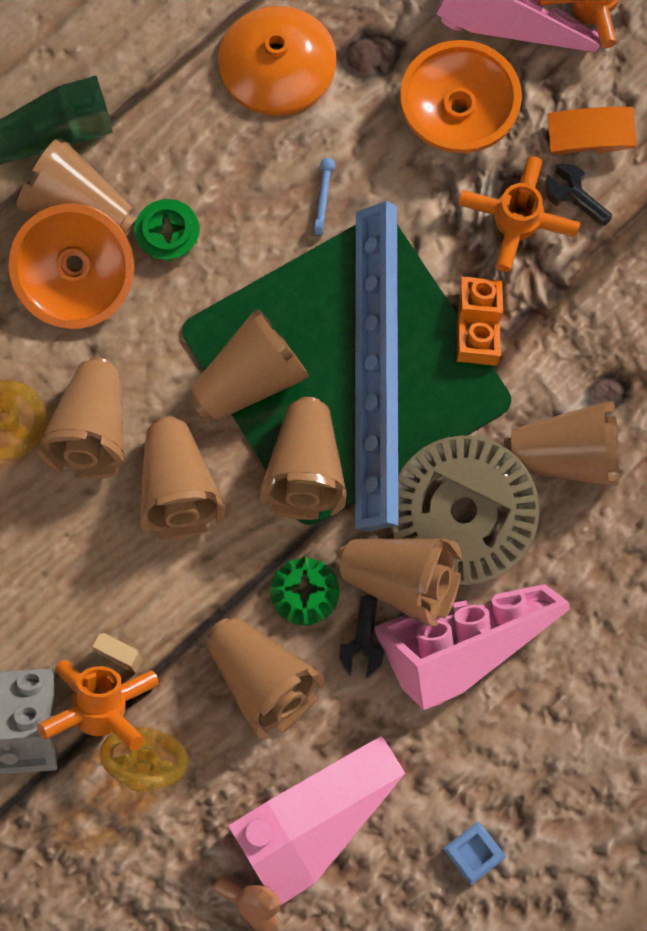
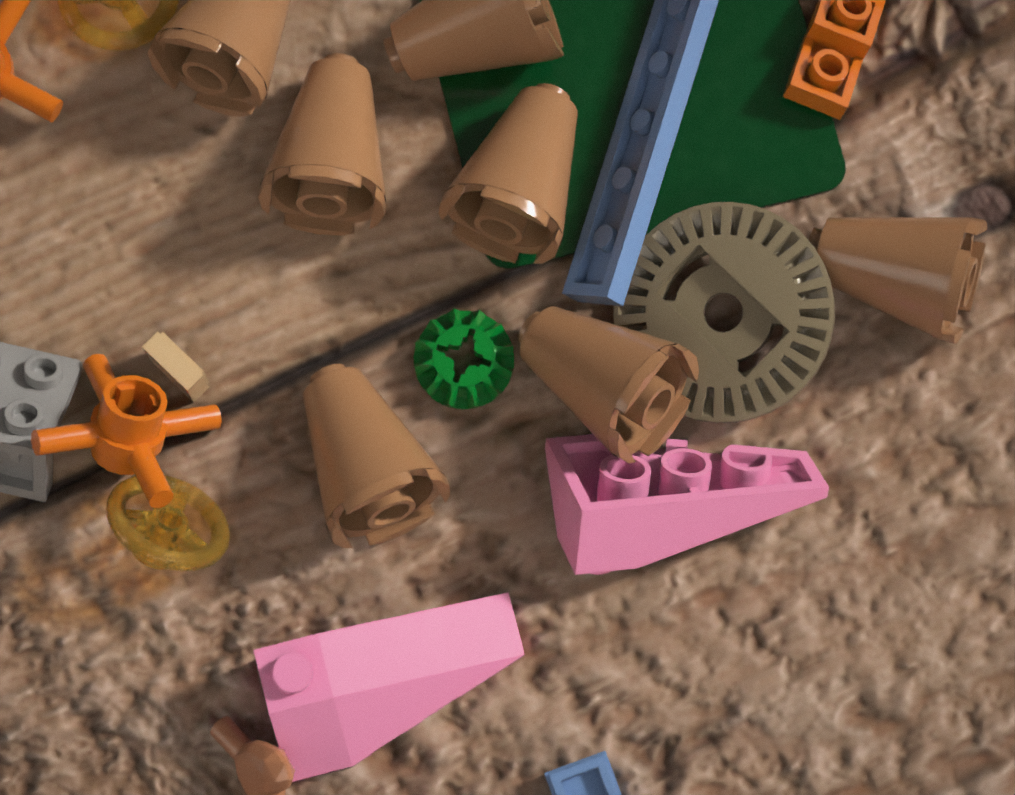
camera: 15 degrees right, 5 degrees up
(363, 639) = (525, 451): black bar -> none

